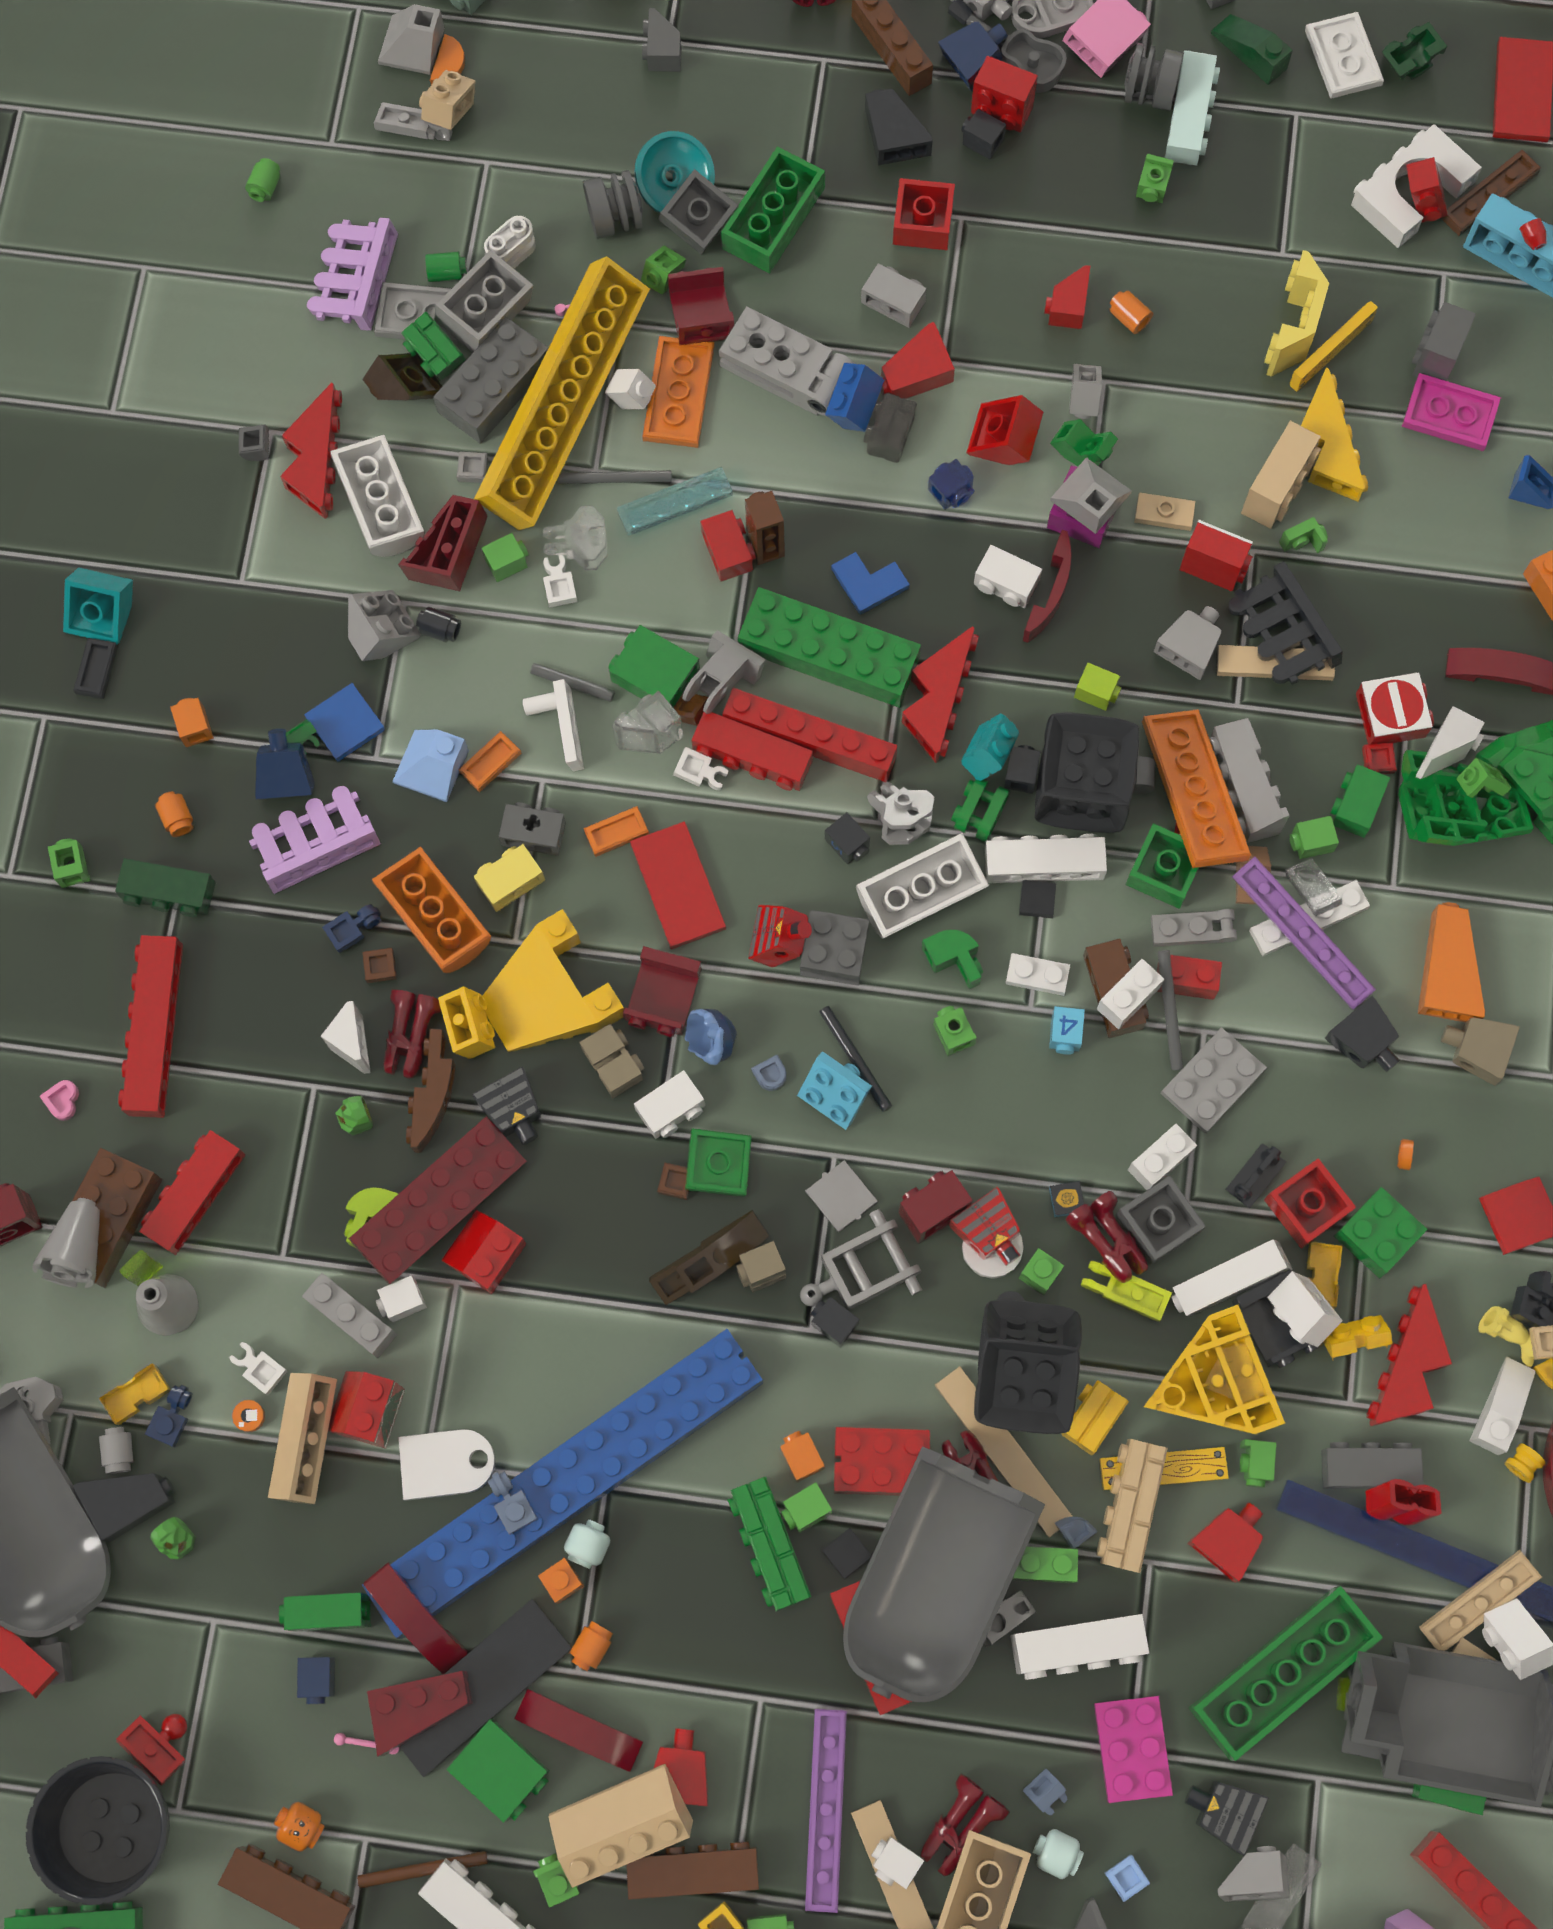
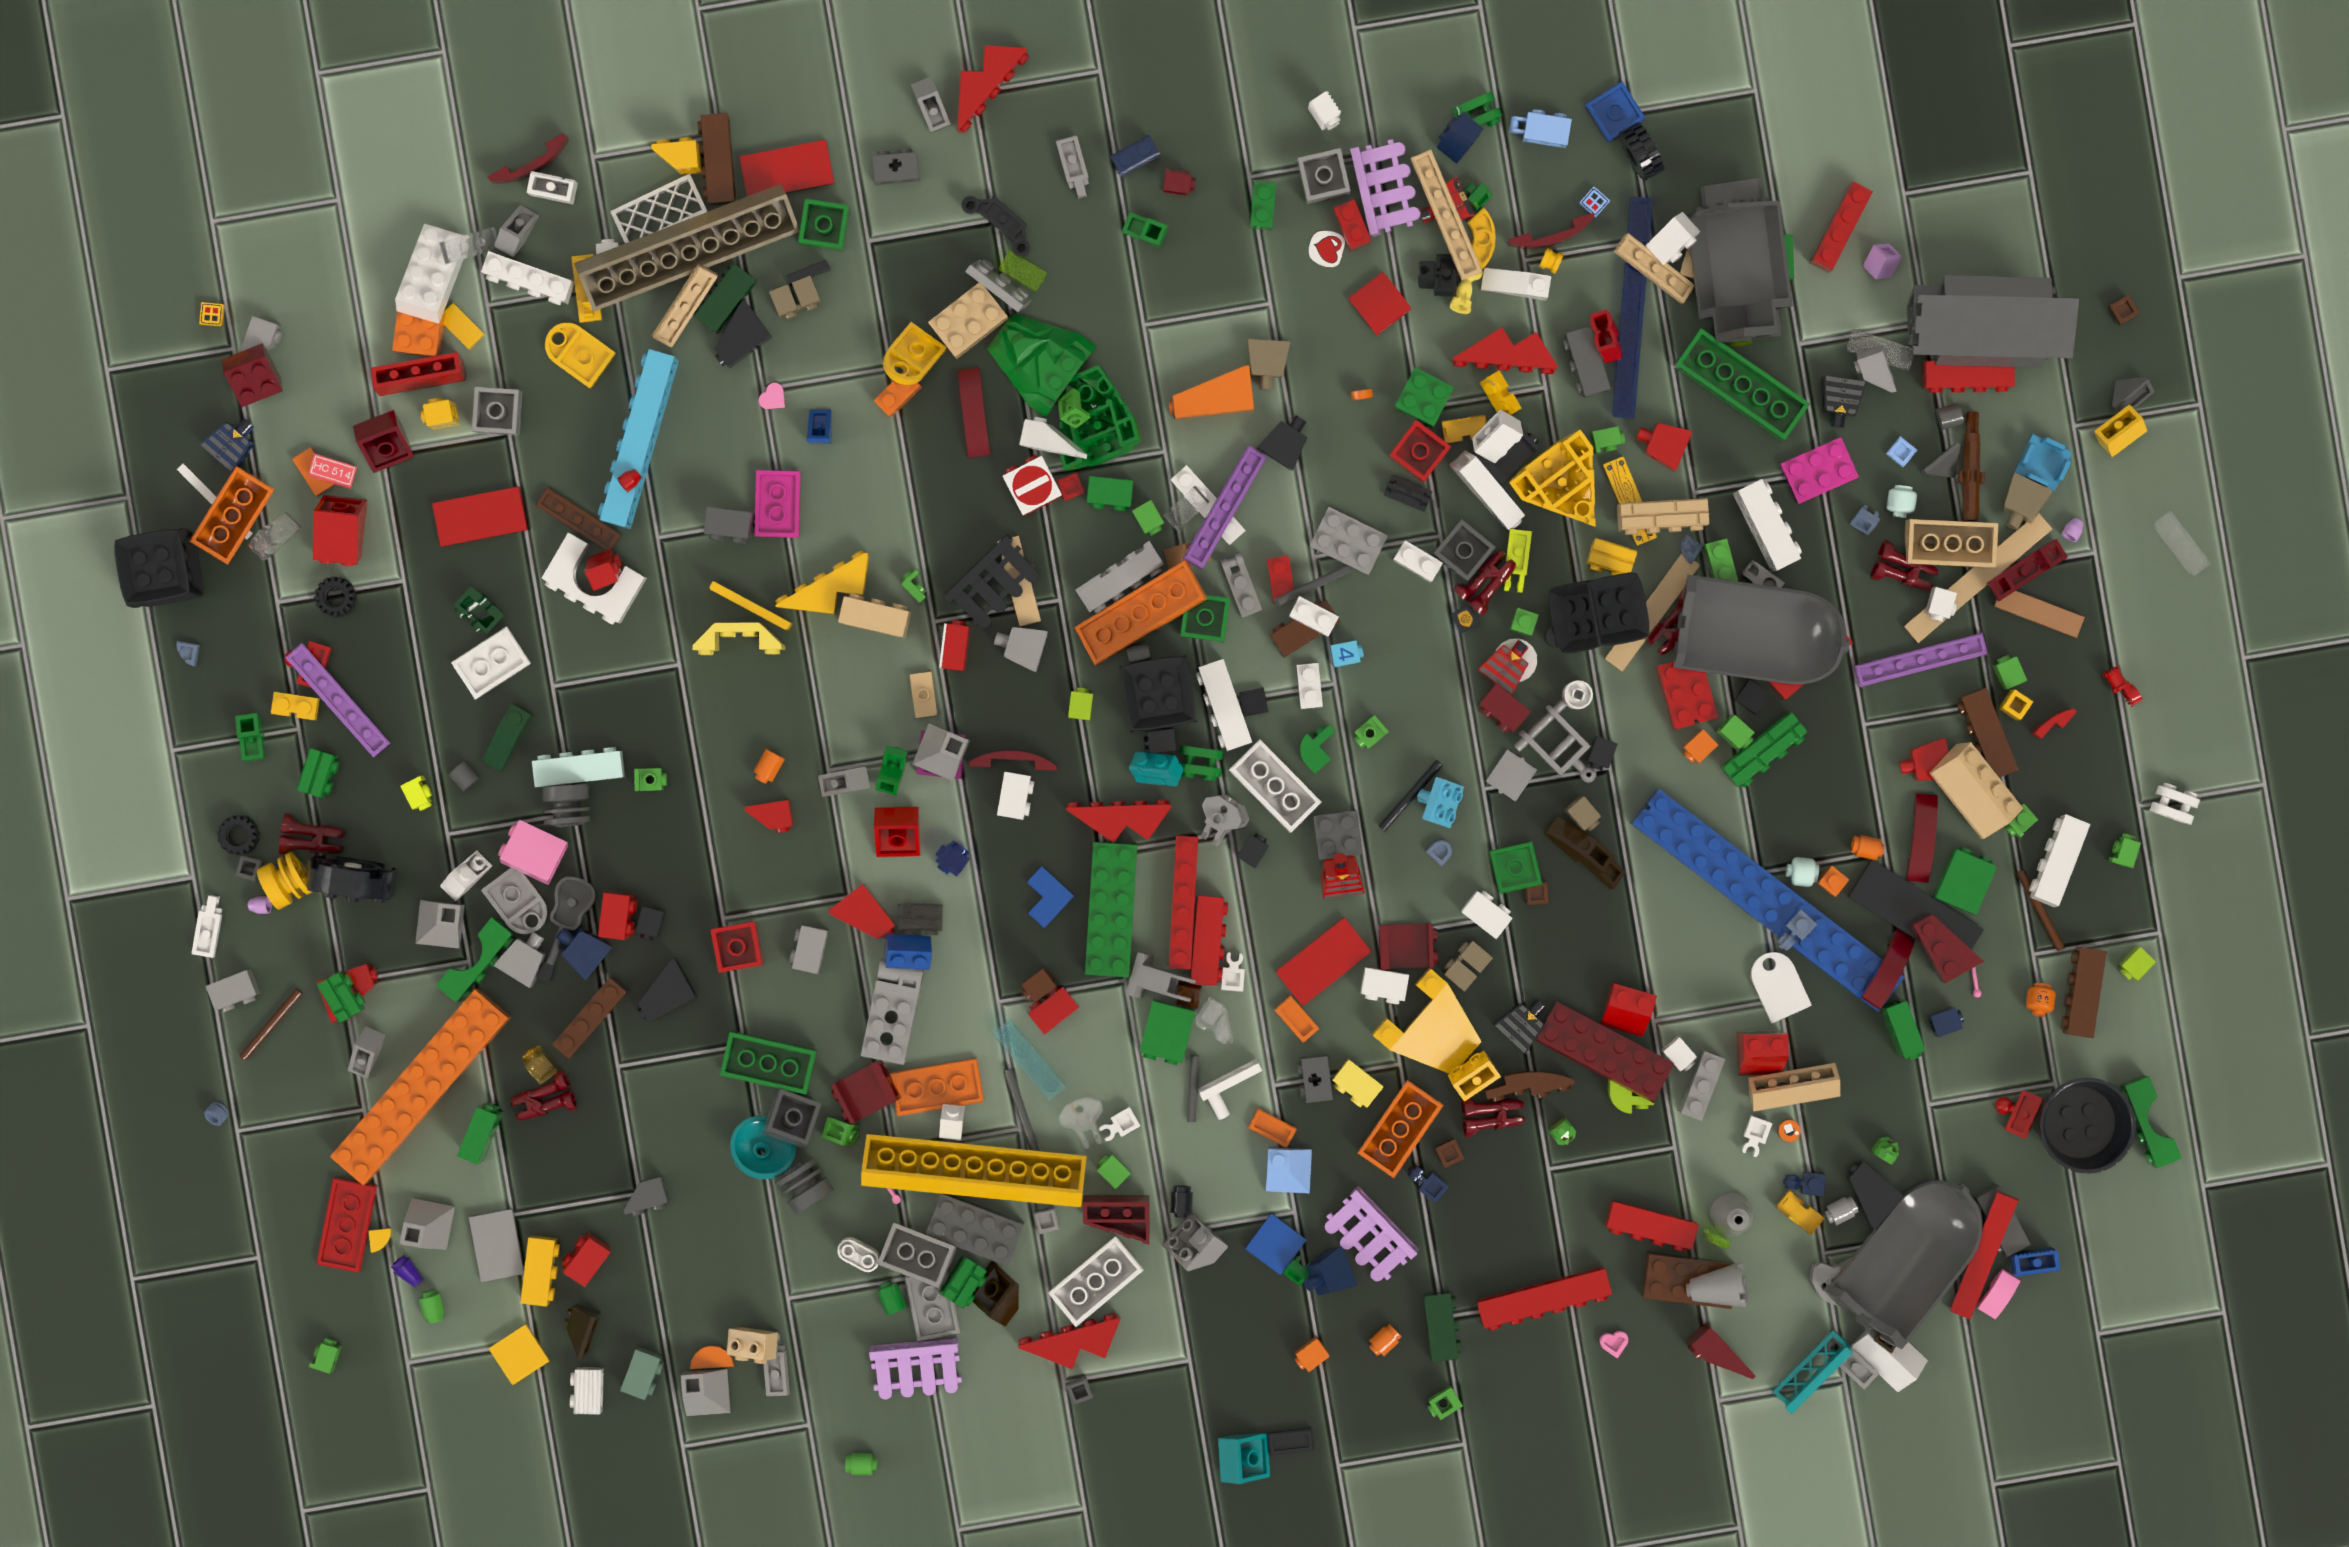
camera: 115 degrees left, 15 degrees up
(347, 1037) = (1513, 1153): white slope -> none
(622, 948) = (1384, 984): none -> white brick
(710, 1035) = (1429, 901): medium blue hair -> none
(922, 1311) = (1577, 694): none -> white wheel

